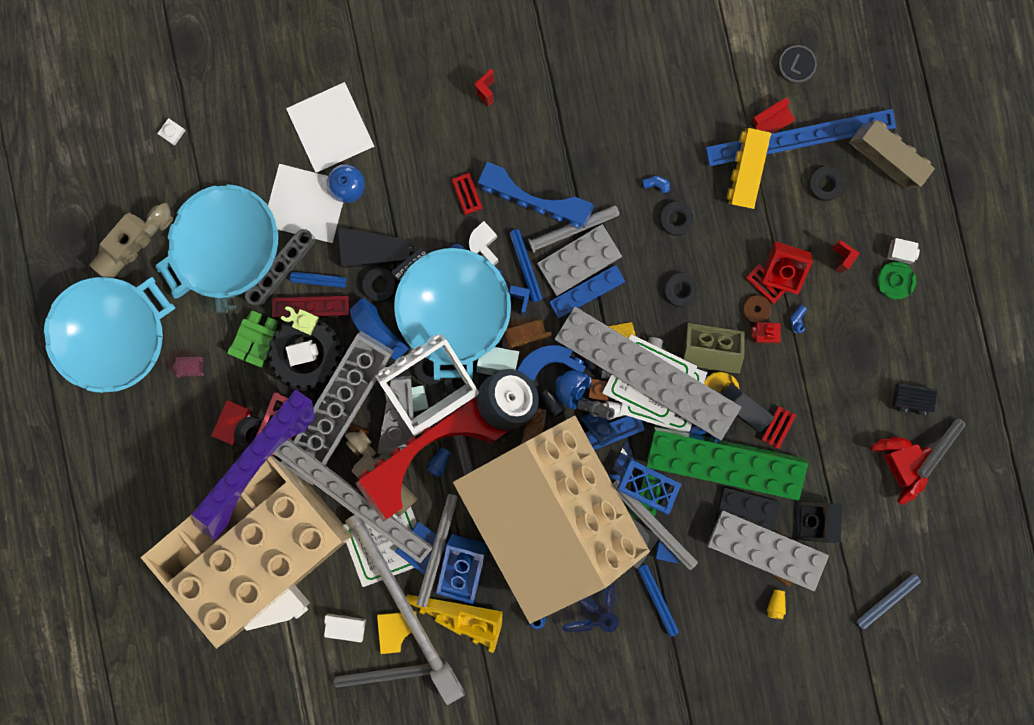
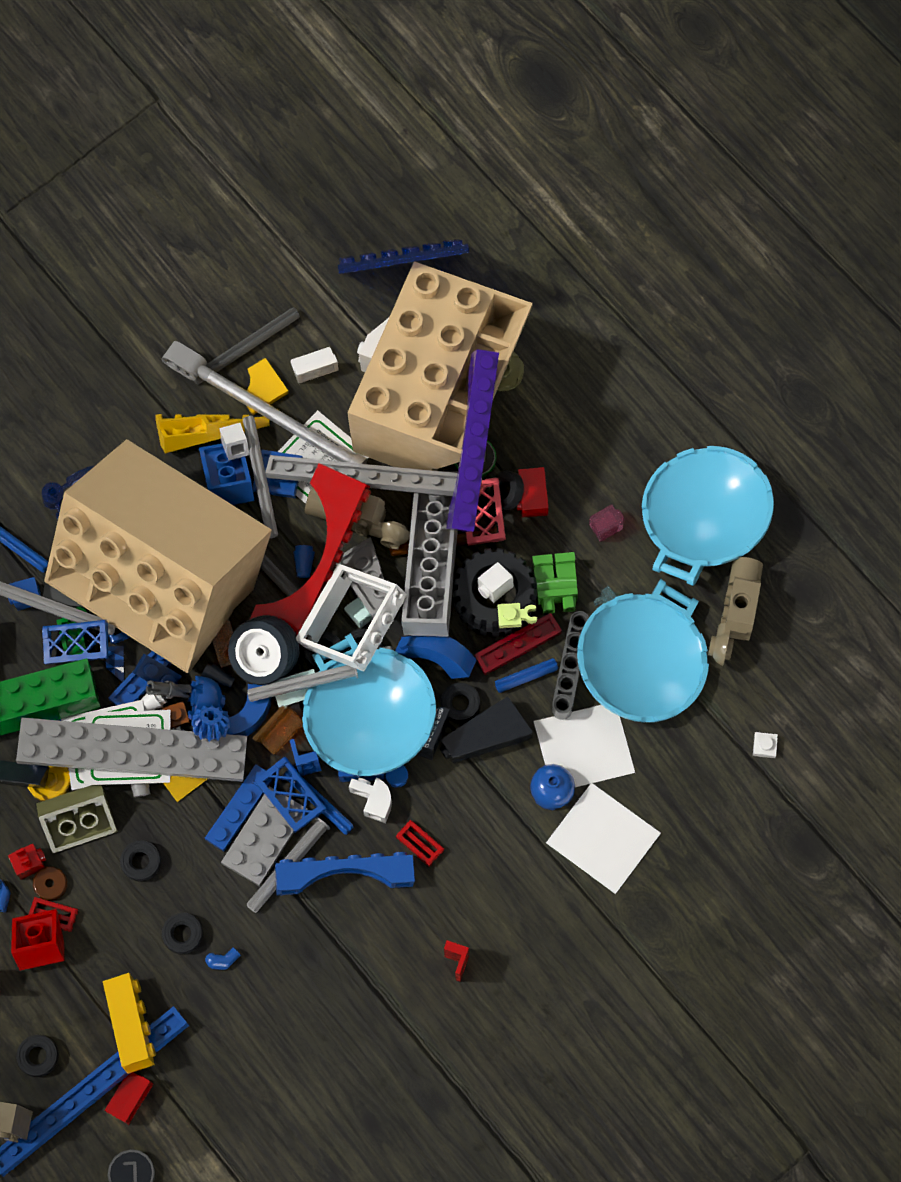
camera: 150 degrees right, 15 degrees down
(225, 670) = (408, 254): none -> clear blue plate
(442, 590) = (234, 441): none -> white brick
(493, 357) = (301, 682): none -> light grey axle
(559, 285) = (271, 795): none -> blue window
(585, 360) = (210, 723): none -> blue gear

